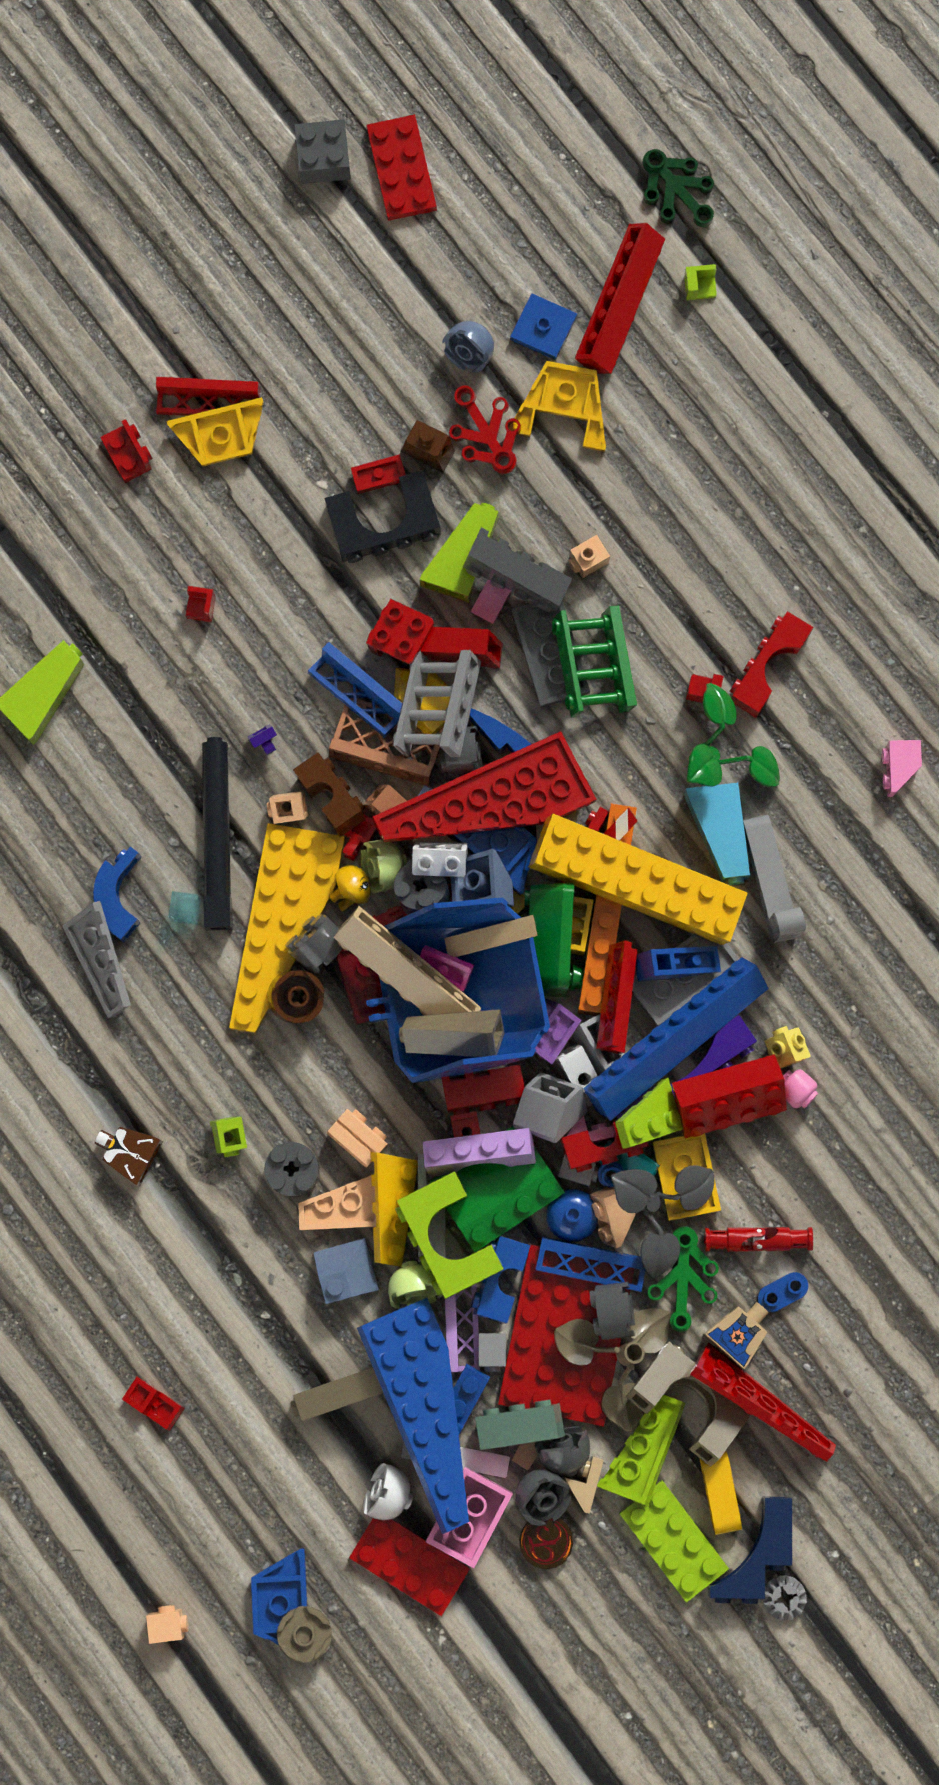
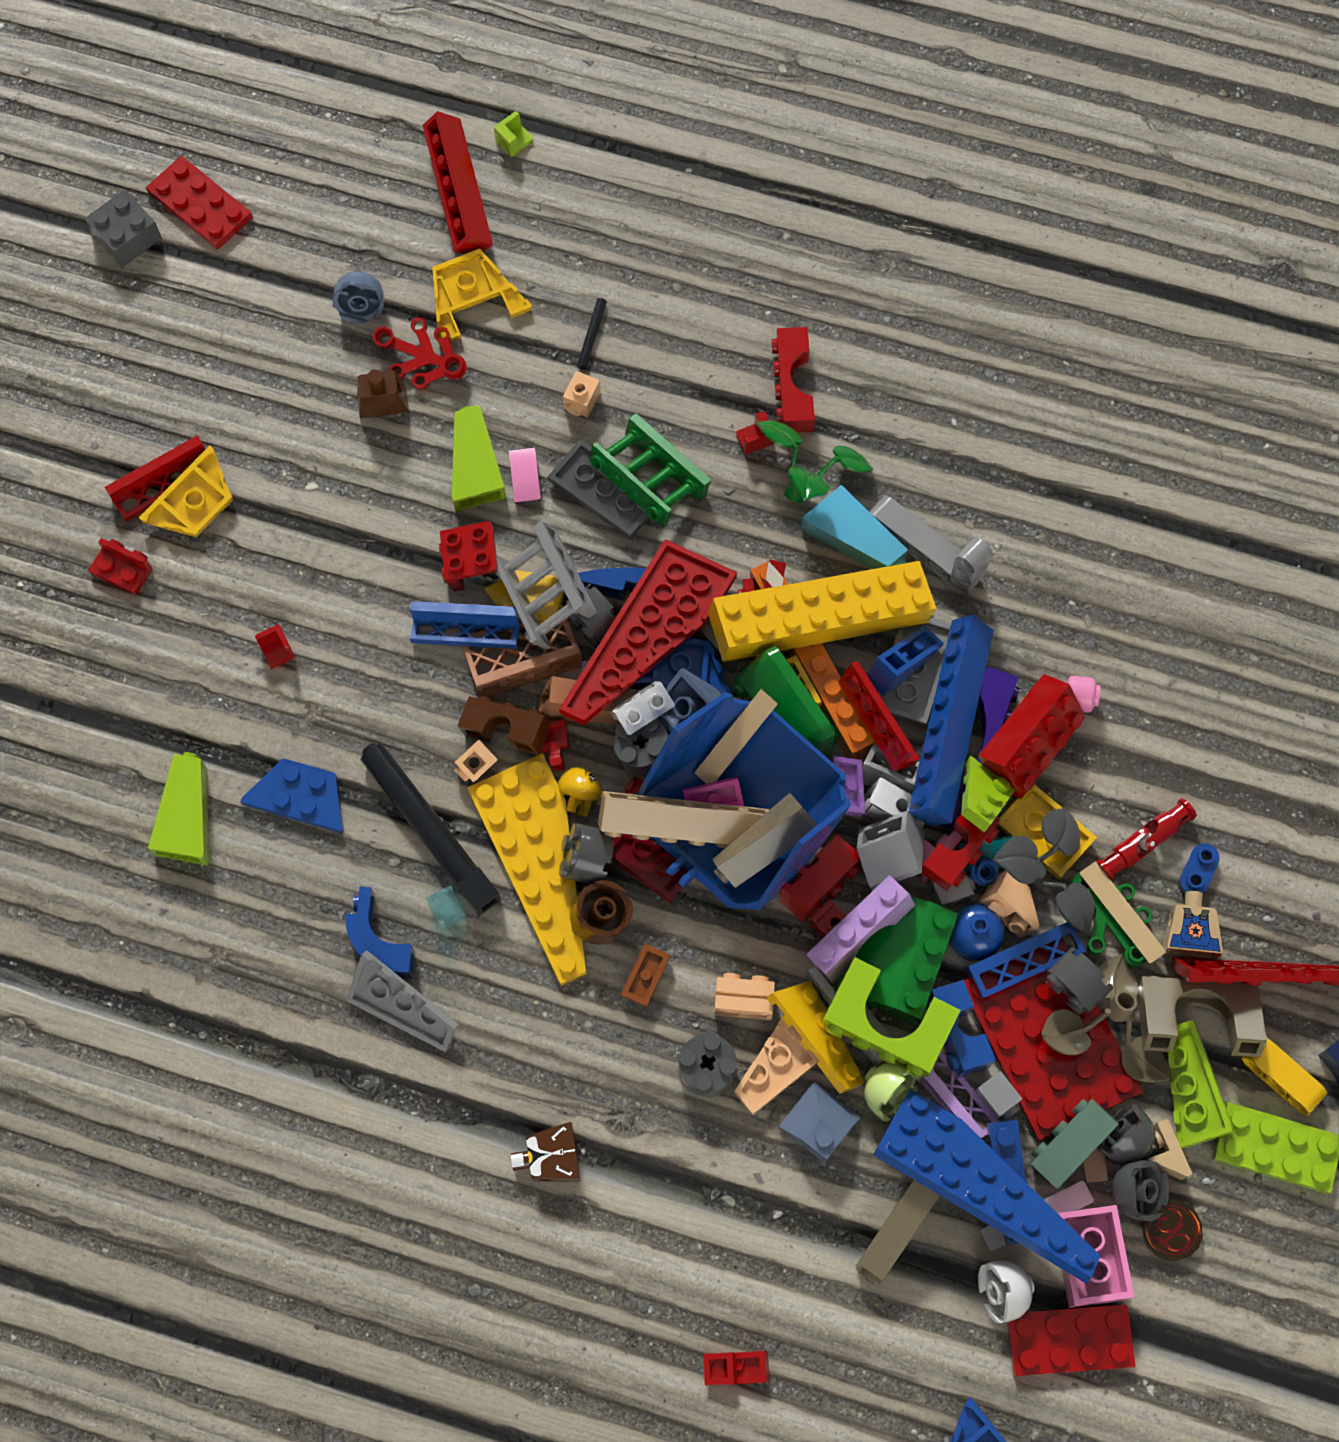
camera: 35 degrees left, 10 degrees down
(138, 737) = (298, 794): none -> blue wing
(235, 1128) = (633, 1068): lime brick -> none
(262, 737) = (412, 720): dark purple tile -> none
(297, 1067) = (645, 975): none -> dark orange plate
(357, 541) = (376, 507): black arch -> none
(377, 474) = (355, 445): red plate -> none
(381, 864) = (594, 751): yellowish green cylinder -> none
(446, 644) = (518, 532): red slope -> none
(516, 572) = (530, 438): dark grey wedge -> none
(543, 326) = (408, 247): blue plate -> none
(637, 507) = (591, 333): none -> black bar
(676, 185) = (439, 77): dark green plant -> none
(694, 1282) = (1122, 912): none -> tan sticker
(787, 1046) = (1045, 661): light yellow brick -> none
(901, 762) = (958, 385): bright pink slope -> none

